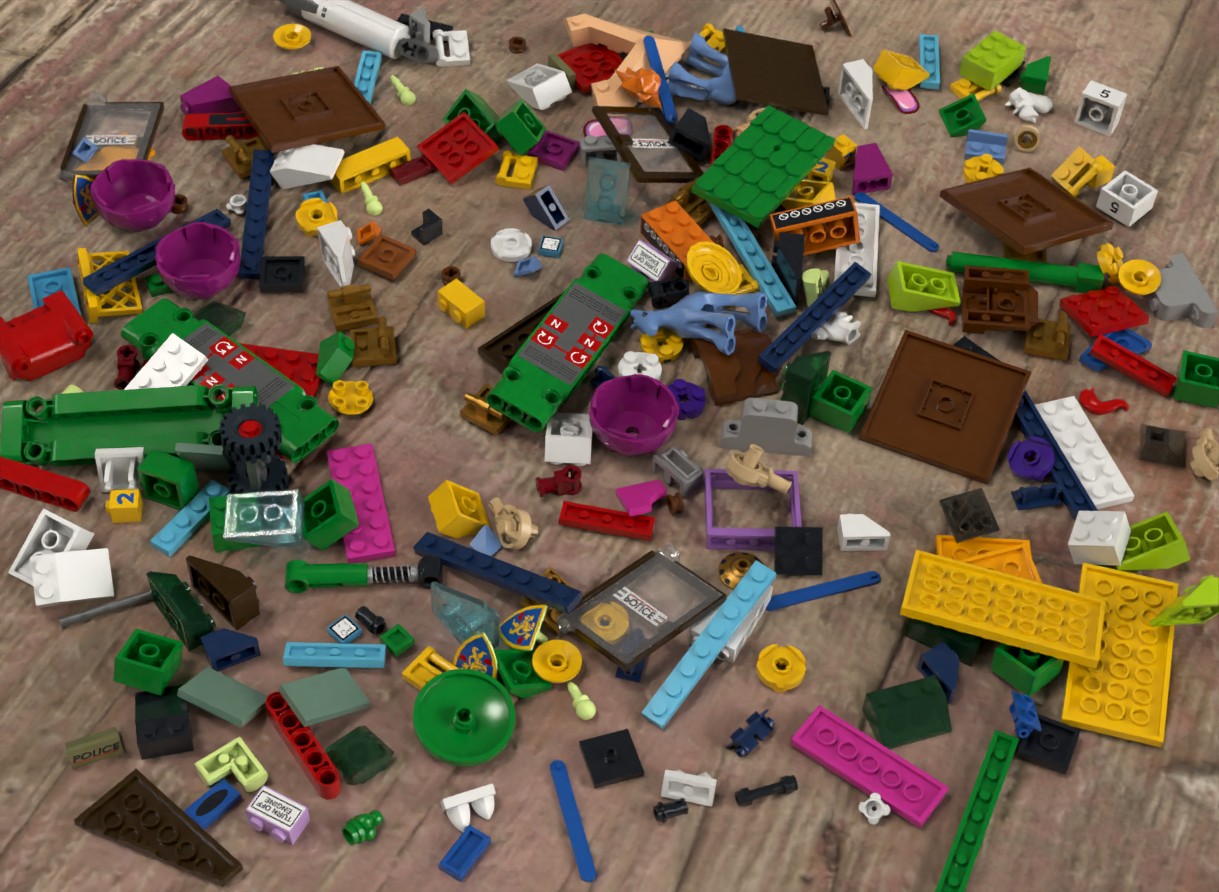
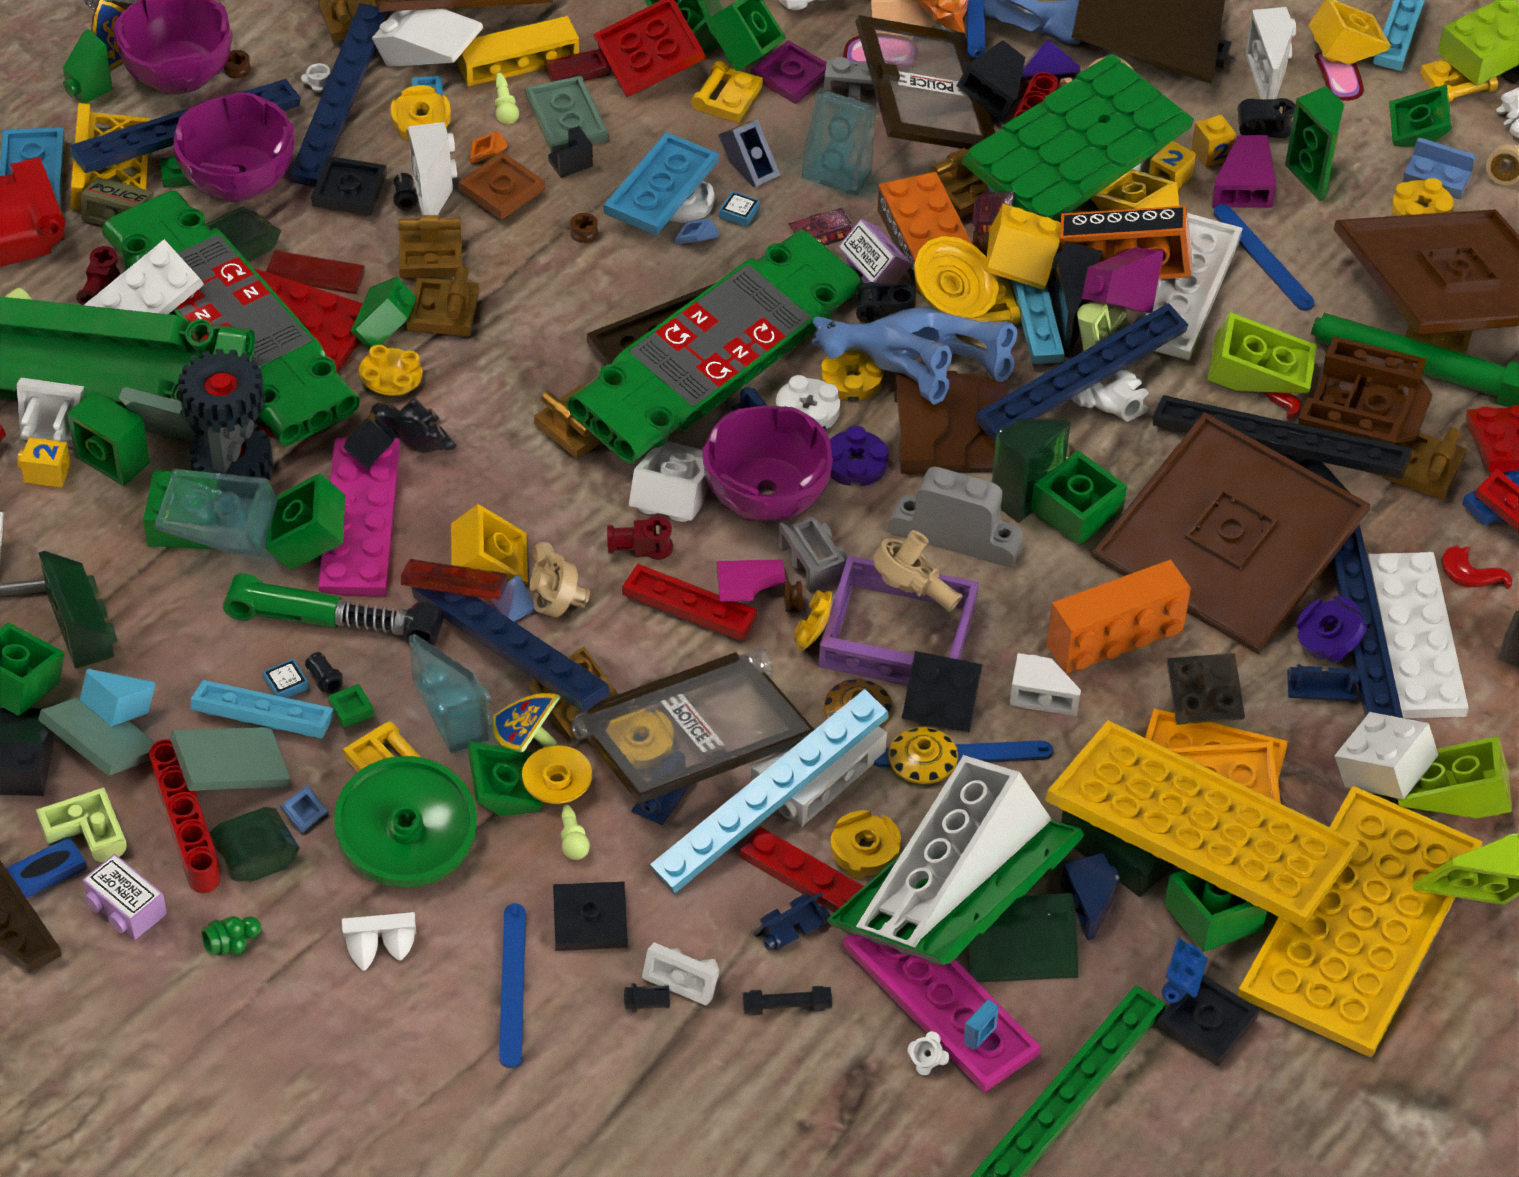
camera: 15 degrees right, 0 degrees up
(76, 223) = (87, 69): none -> green slope
(116, 312) = (108, 198): none -> olive panel
(187, 520) = (120, 498): medium azure plate -> none
(225, 590) = (141, 597): dark brown slope -> none
(228, 648) = (130, 663): dark blue slope -> none
(228, 667) = (116, 696): none -> medium azure slope
(277, 337) = (317, 271): none -> clear red tile
(323, 275) = (405, 196): none -> black pin
(354, 448) = (369, 440): none -> black panel
(378, 432) = (414, 426): none -> black animal
(386, 722) = (304, 809): none -> medium blue slope
(411, 199) = (562, 107): none -> sand green tile
(444, 536) = (454, 579): none -> clear red tile
(461, 303) = (583, 268): yellow brick -> none
(464, 853) = (354, 996): blue tile -> none
(477, 655) = (448, 744): shield -> none
(495, 238) = (661, 183): none -> dark azure plate
(613, 247) = (826, 226): none -> clear pink piece
(697, 518) = (810, 630): none -> yellow dish
(721, 116) = (1051, 60): none -> dark purple slope
(721, 221) = (987, 208): none -> clear pink piece
(749, 697) = (798, 869): none -> red plate
(750, 240) = (1022, 246): none -> yellow slope
(796, 604) = (921, 765): none -> yellow dish
(826, 250) = (1125, 280): none -> magenta slope
(857, 674) = (962, 866): none -> white piece
(866, 132) = (1264, 117): none -> black piece
(896, 477) = (1118, 616): none -> orange brick
(907, 781) = (981, 1025): none -> dark azure tile
(910, 141) = (1314, 139): none -> green slope
(961, 336) = (1291, 438): none -> black plate

